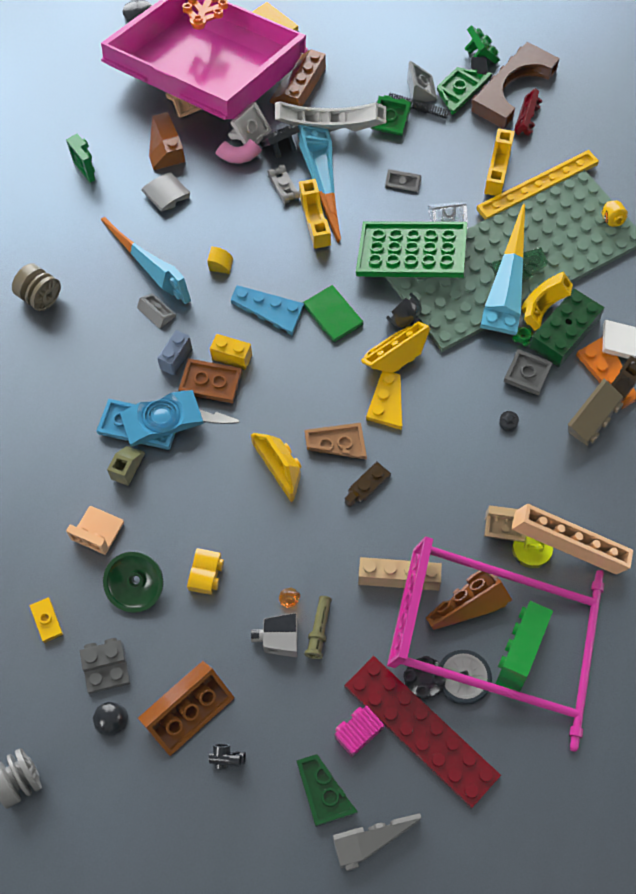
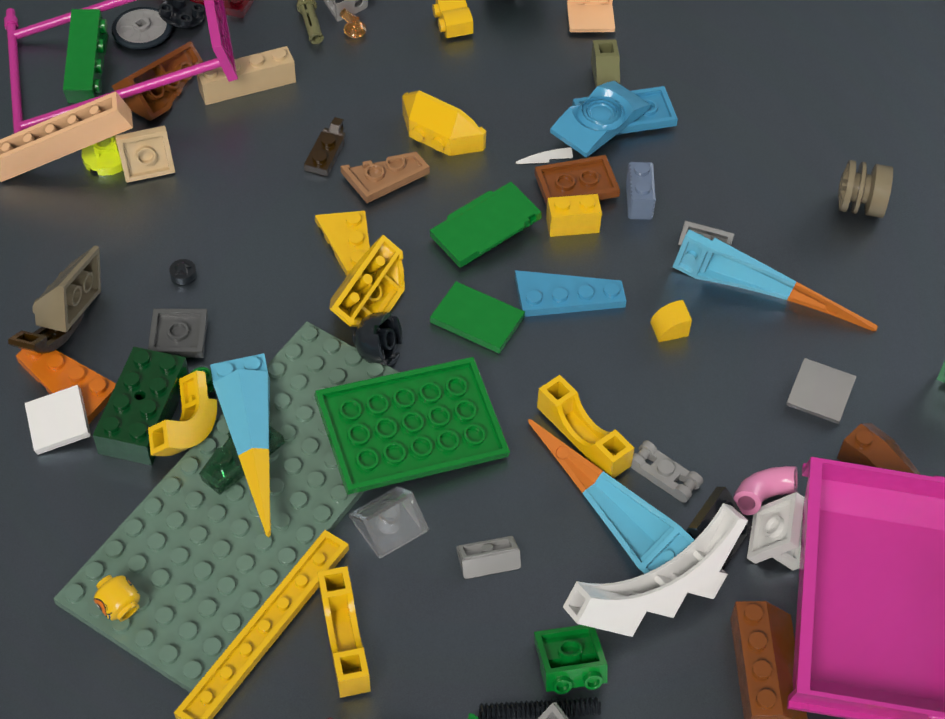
camera: 150 degrees right, 10 degrees down
(291, 369) = (485, 223): none -> green piece

